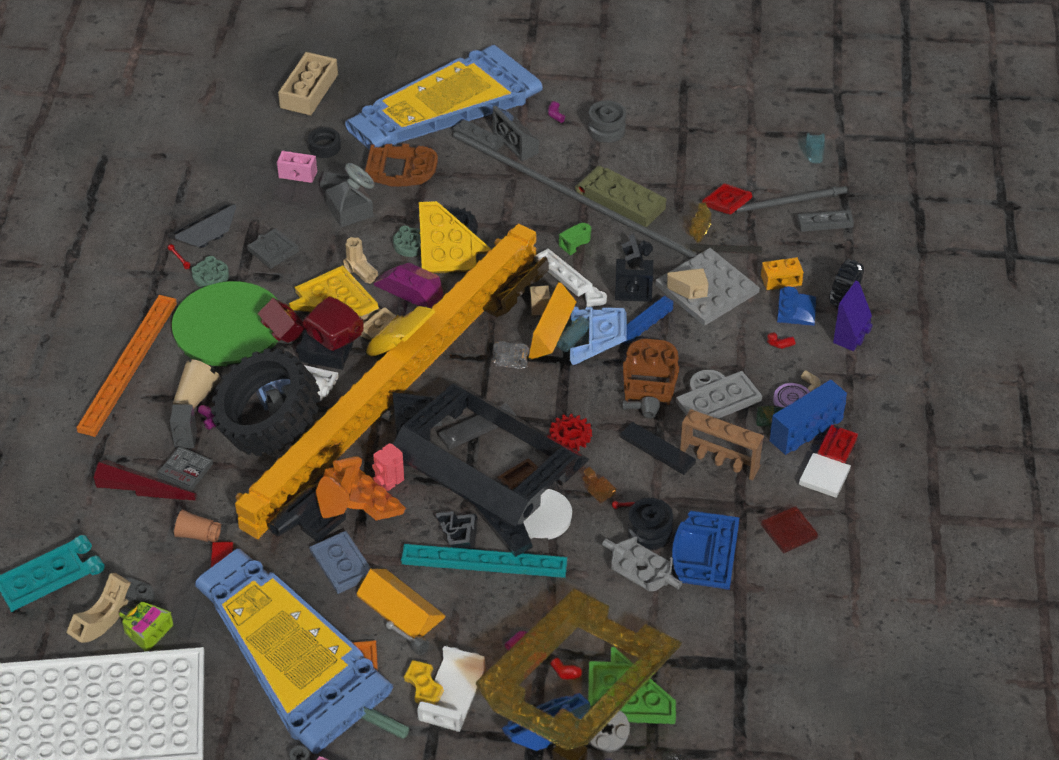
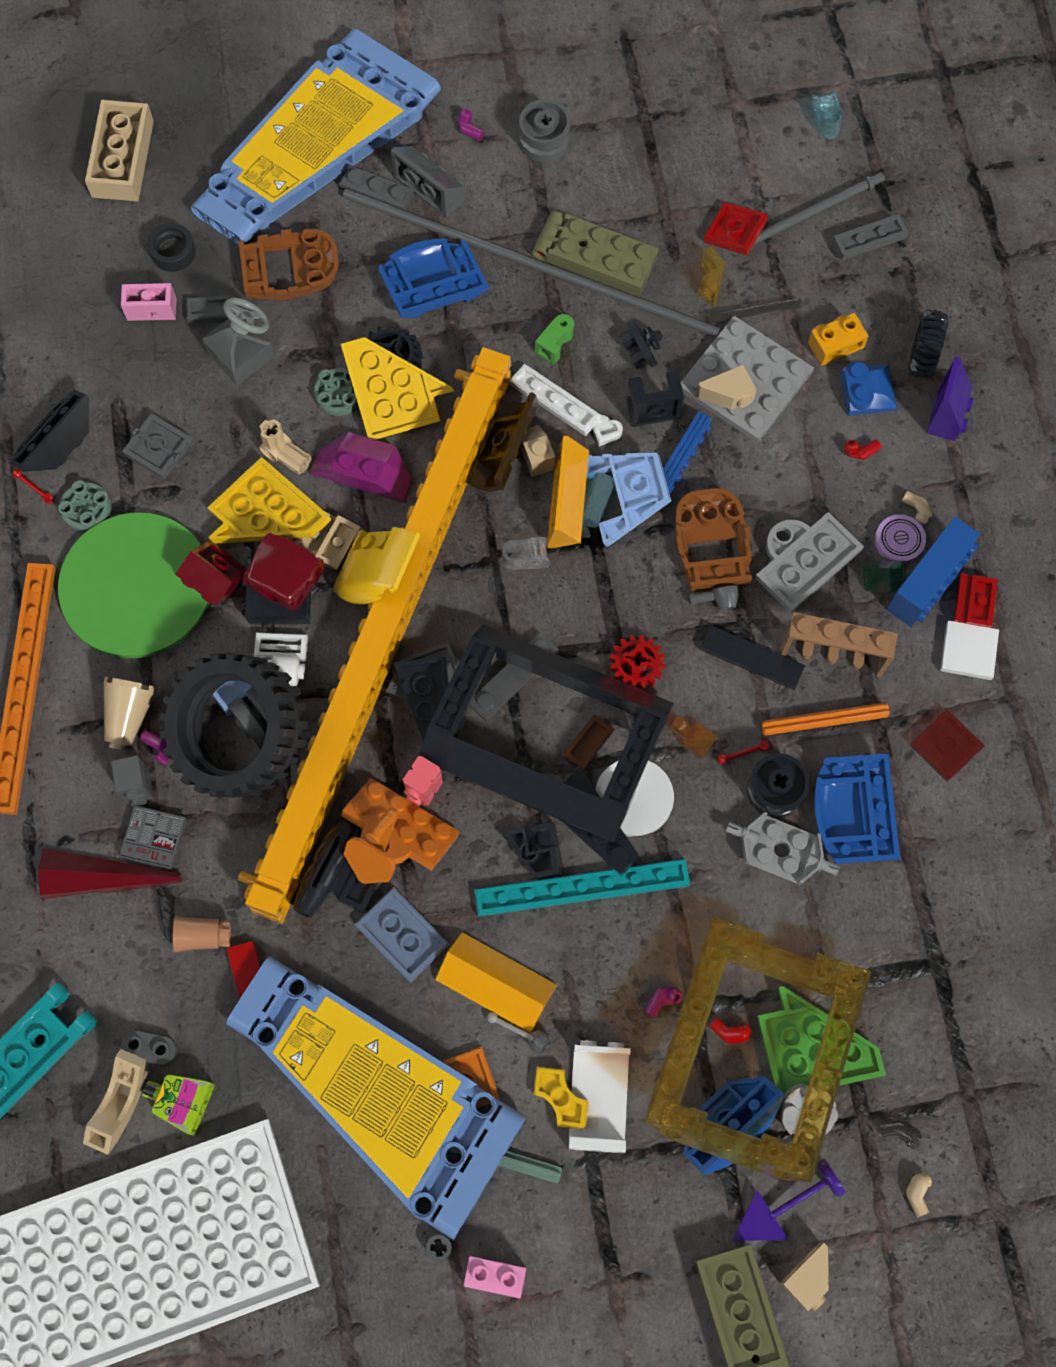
camera: 15 degrees left, 25 degrees up
(499, 187) = (431, 276): none -> blue slope
(701, 494) = (825, 718): none -> orange axle

